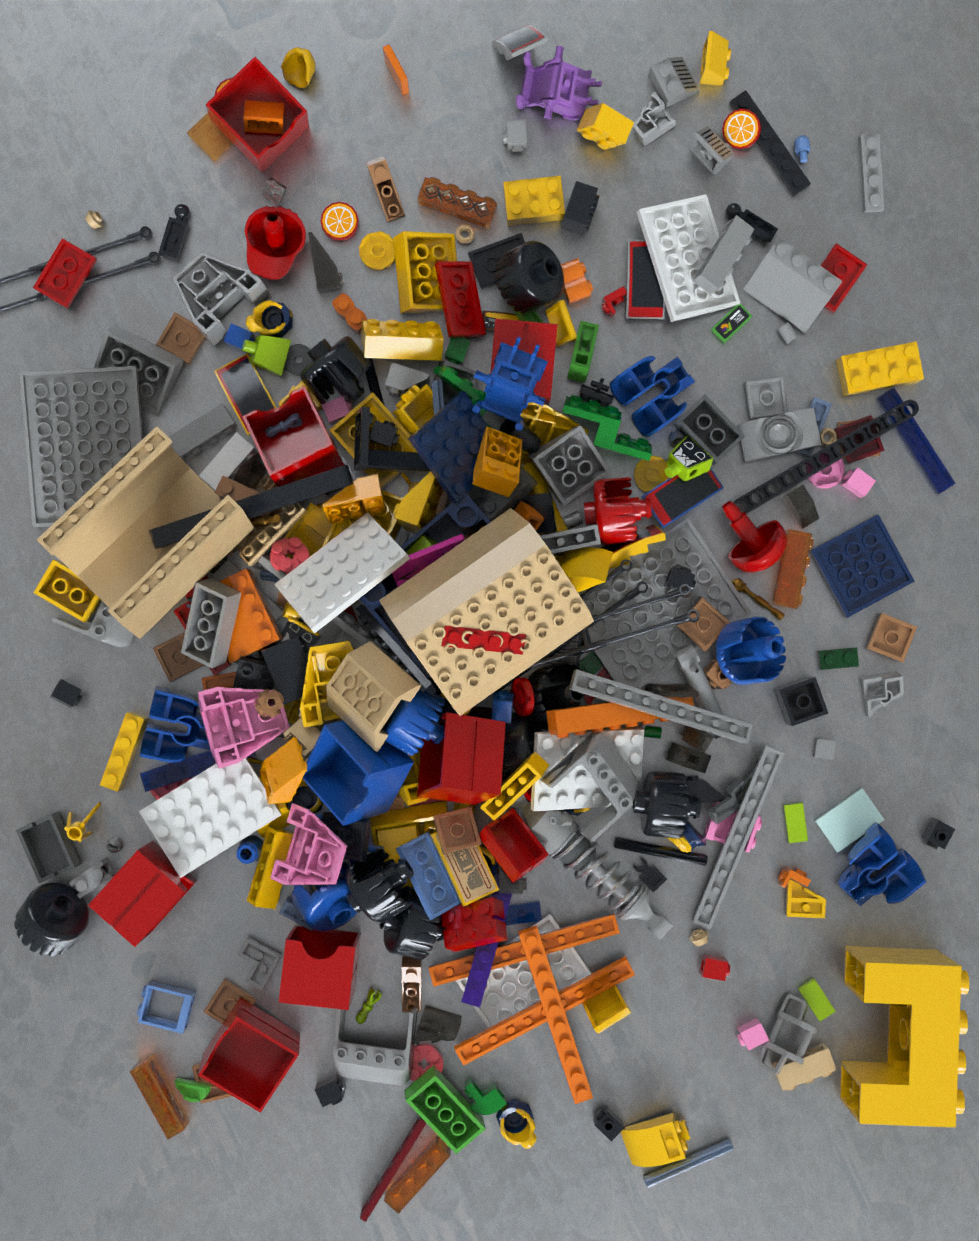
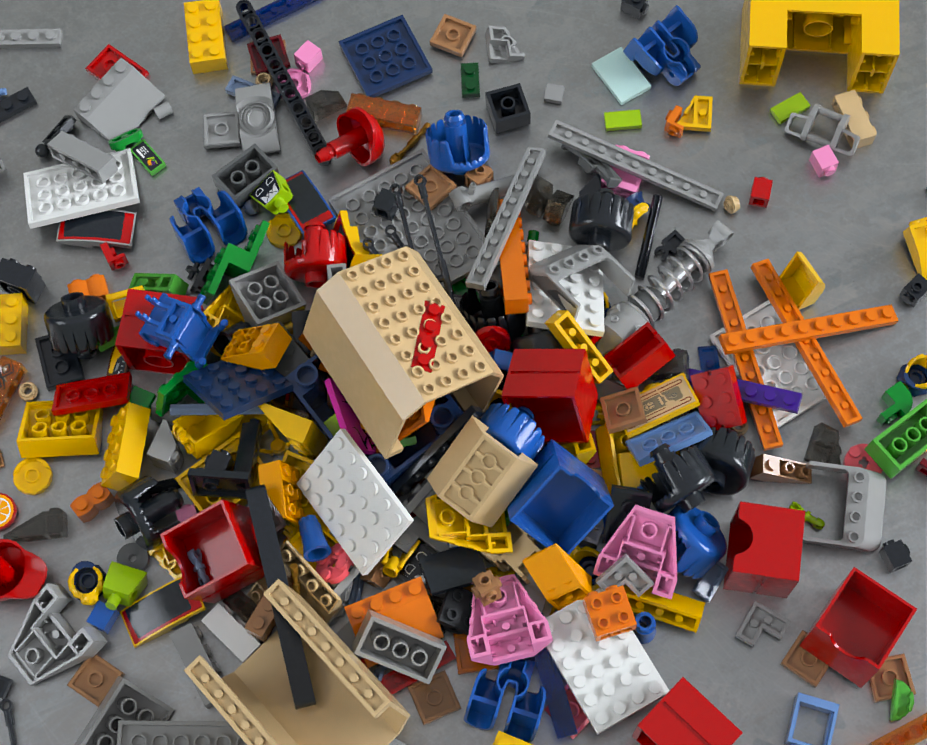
camera: 85 degrees left, 20 degrees down
(248, 821) = (609, 612): none -> orange brick
(290, 834) = (625, 572): none -> light grey plate
(310, 533) = (313, 539): none -> blue plant
(749, 297) = (121, 141): none -> green plate

